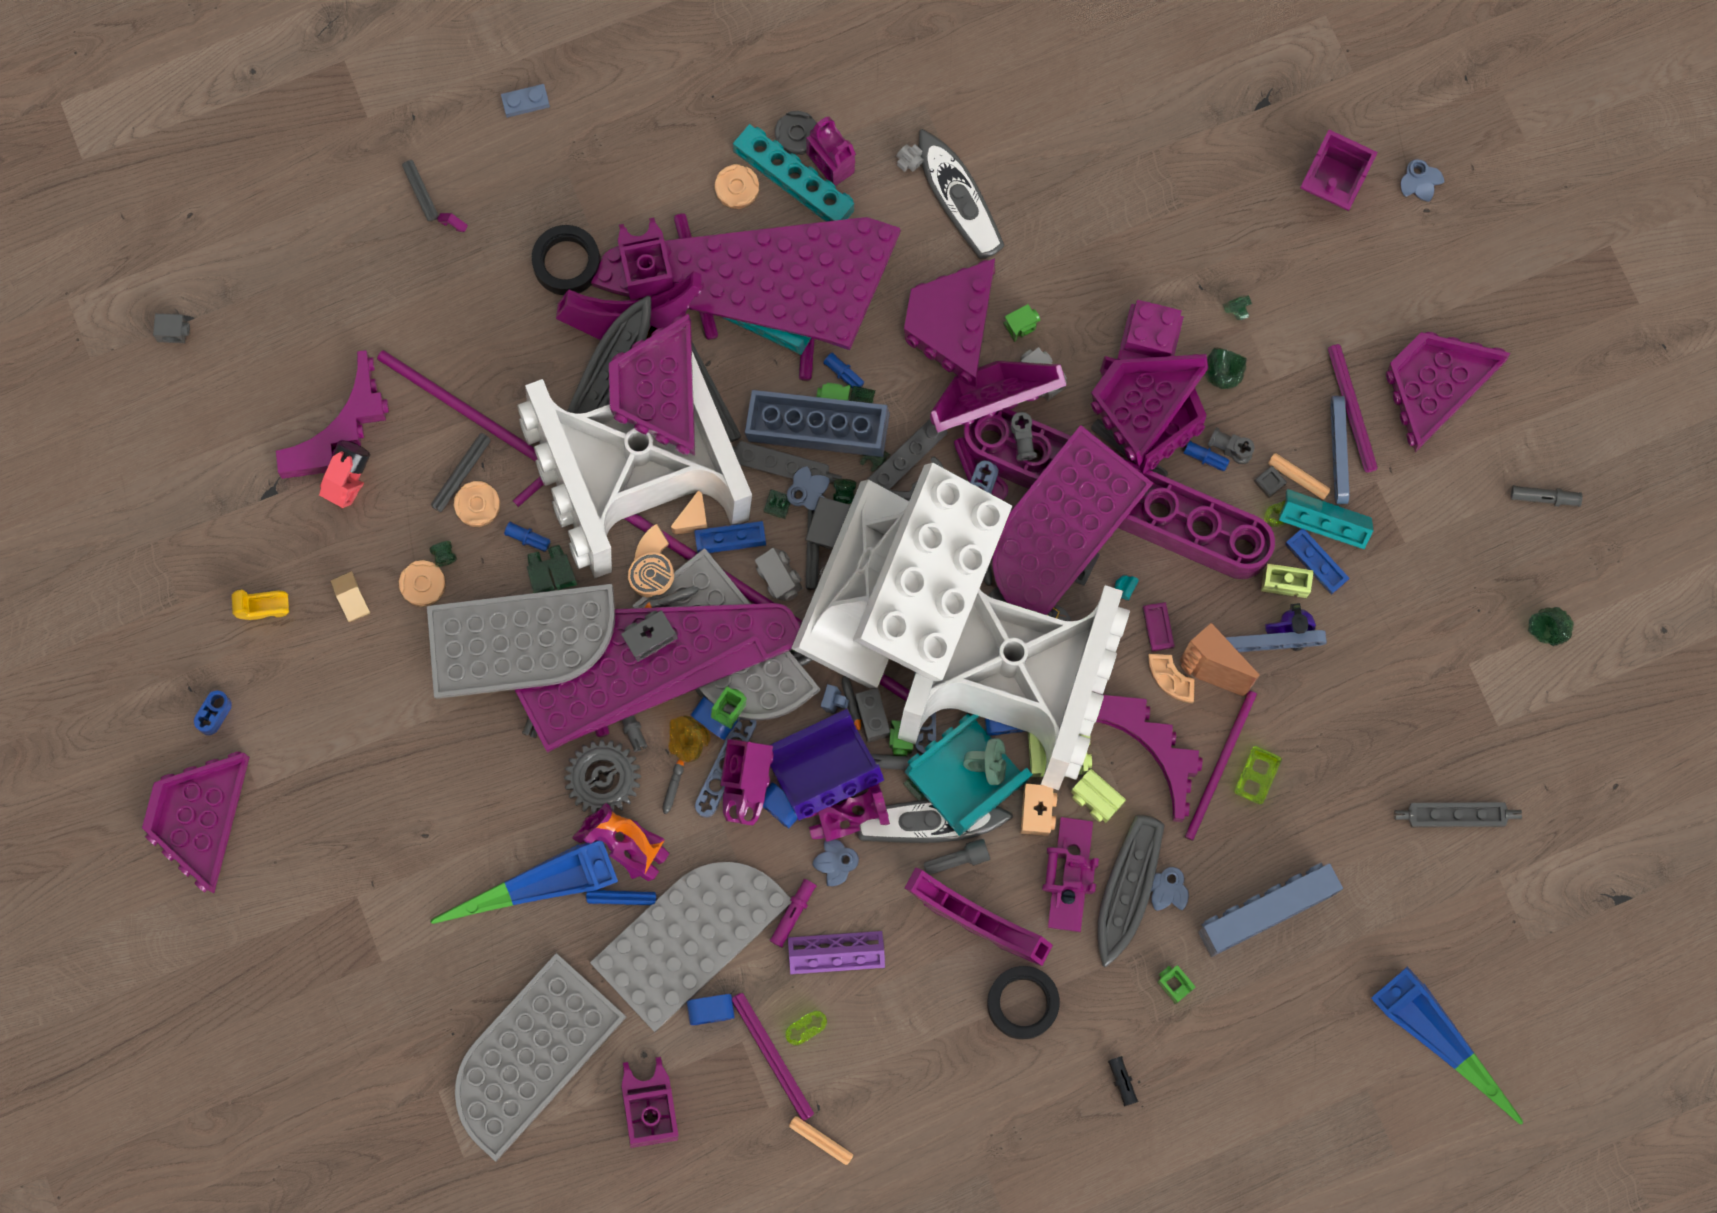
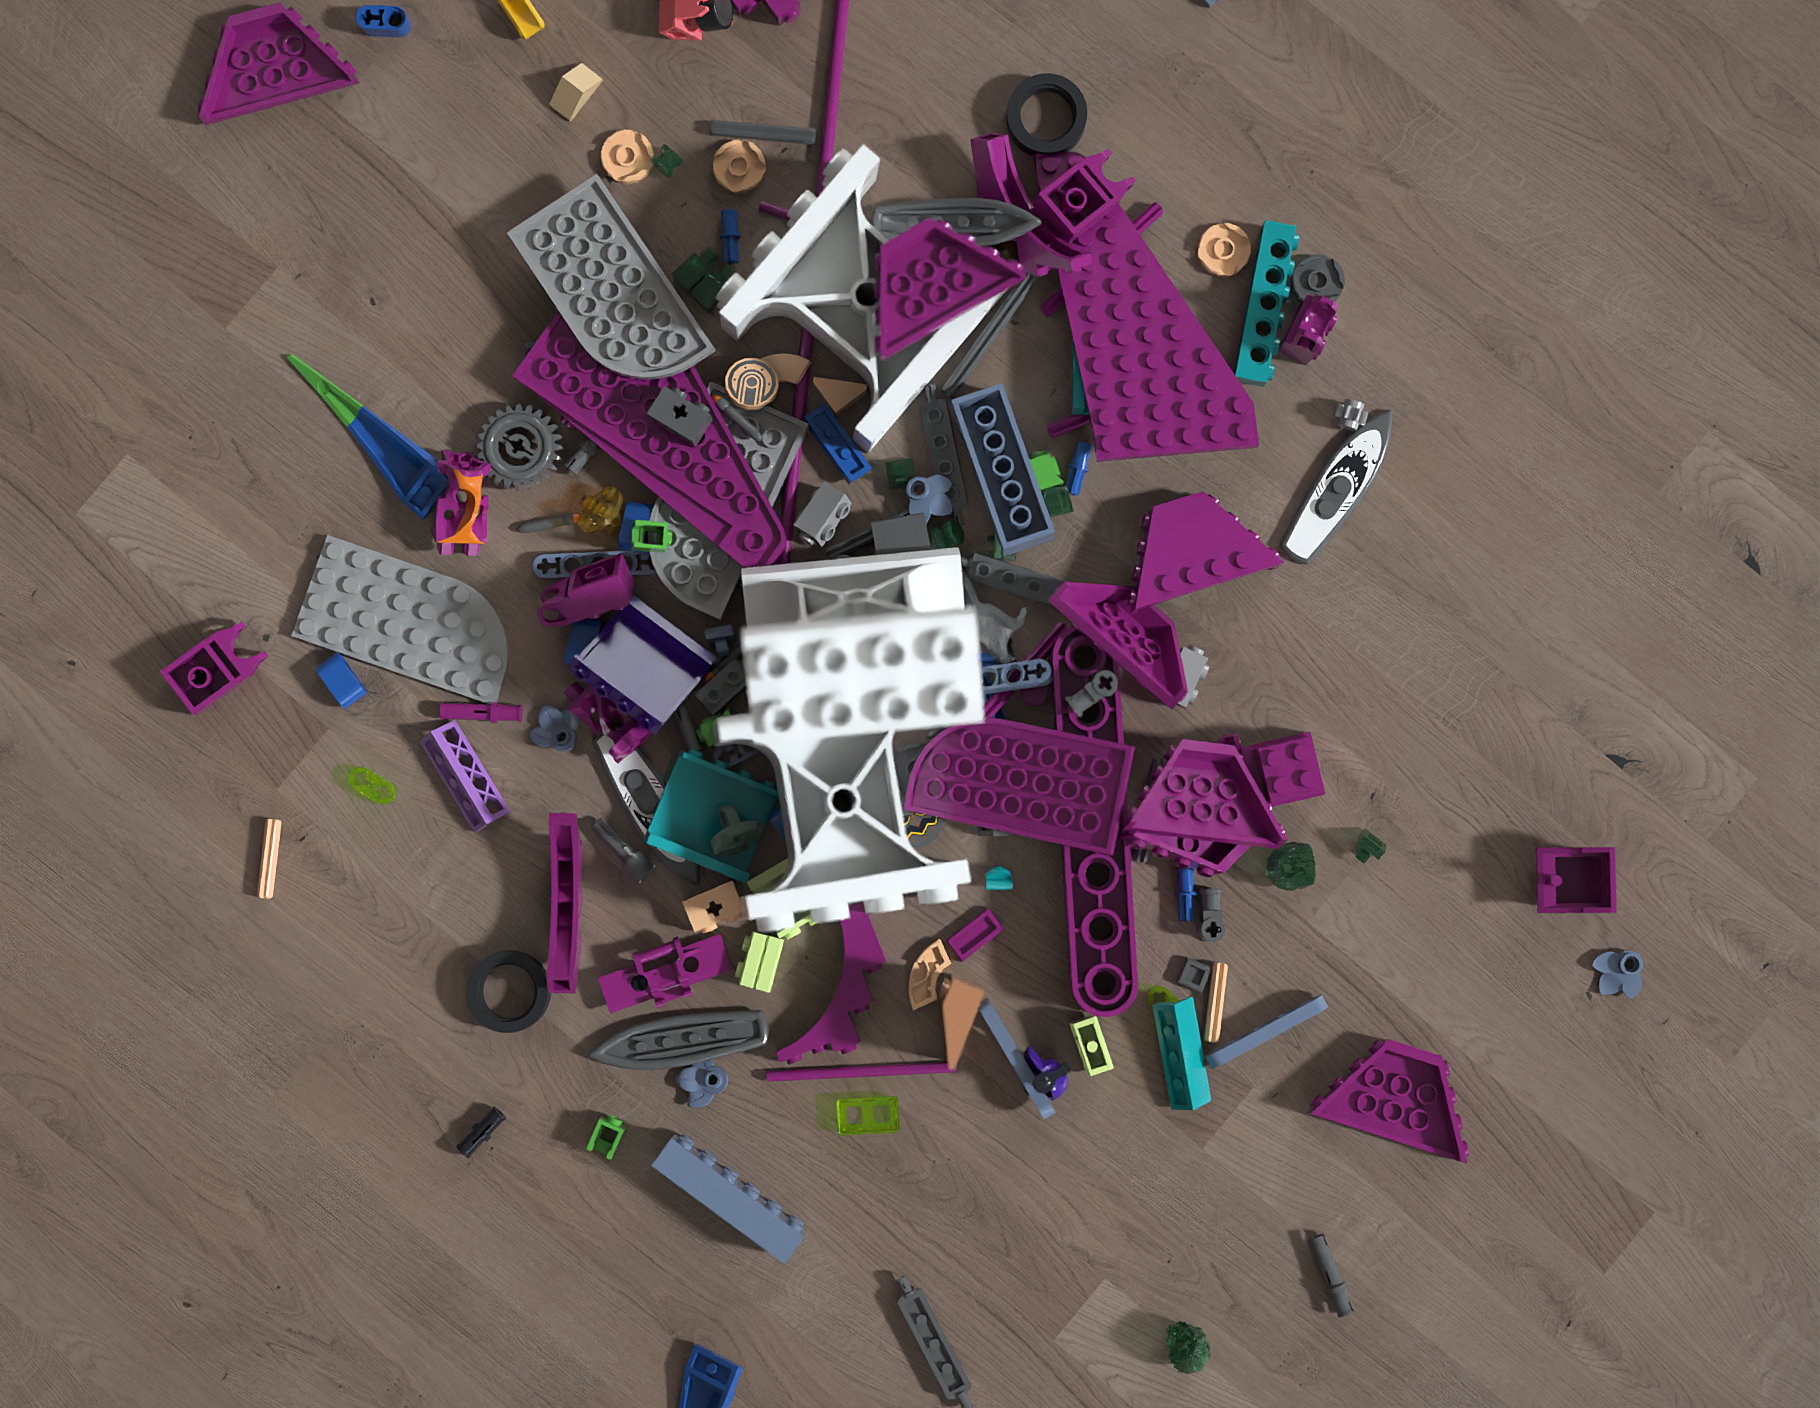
camera: 65 degrees right, 10 degrees up
(531, 1054) = (206, 525): light grey plate -> none
(621, 897) = (409, 531): blue axle -> none
(772, 1056) = (327, 766): magenta axle -> none
(1021, 322) = (1230, 626): bright green window -> none
(1316, 559) = (1131, 1066): blue plate -> none
(1352, 408) = (1321, 1022): magenta axle -> none

